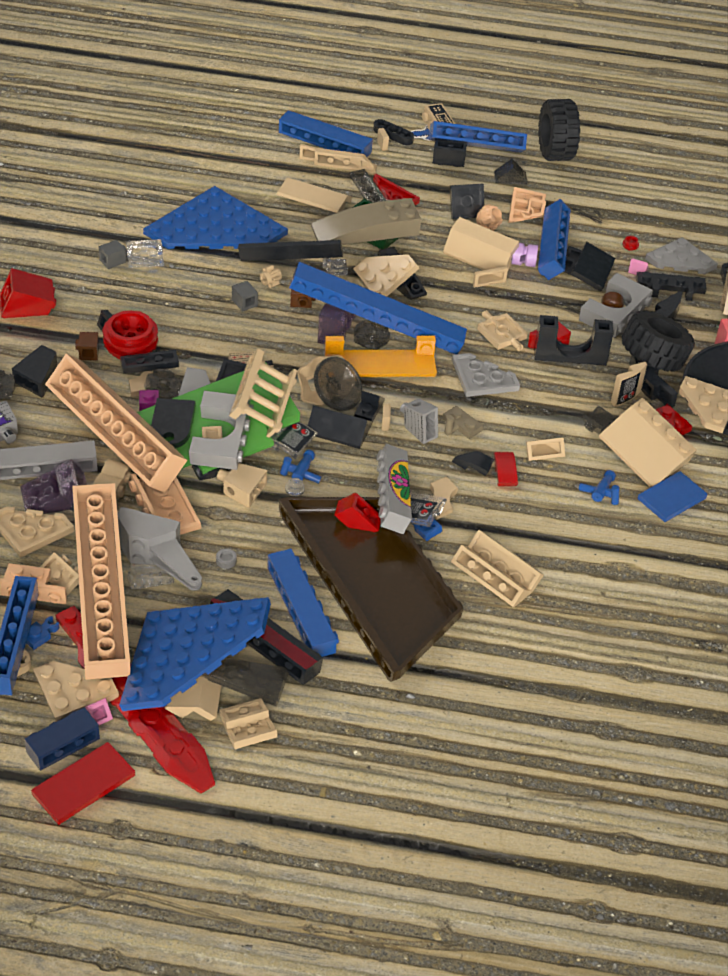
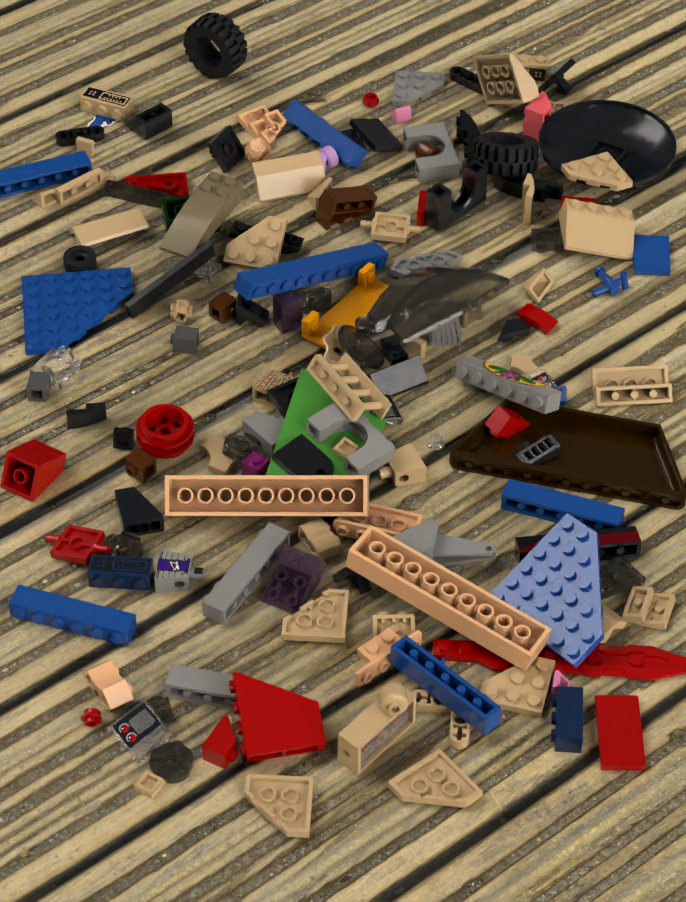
camera: 45 degrees left, 0 degrees up
(111, 293) = (91, 415): none -> black slope
(149, 361) = (207, 439): black plate -> none
(226, 558) = (469, 524): light grey tile -> none
(264, 201) = (79, 259): none -> black tyre
(301, 470) = (418, 425): blue piece -> none
(310, 307) = (250, 310): none -> black slope
(359, 553) = (547, 443): none -> black slope
(428, 387) = (428, 300): none -> clear smoke windscreen
(479, 136) = (158, 93): blue brick -> none
(491, 291) = (343, 203): none -> reddish brown wedge
(510, 174) = (213, 108): clear smoke slope -> none
(672, 283) = (432, 112): black hinge -> none

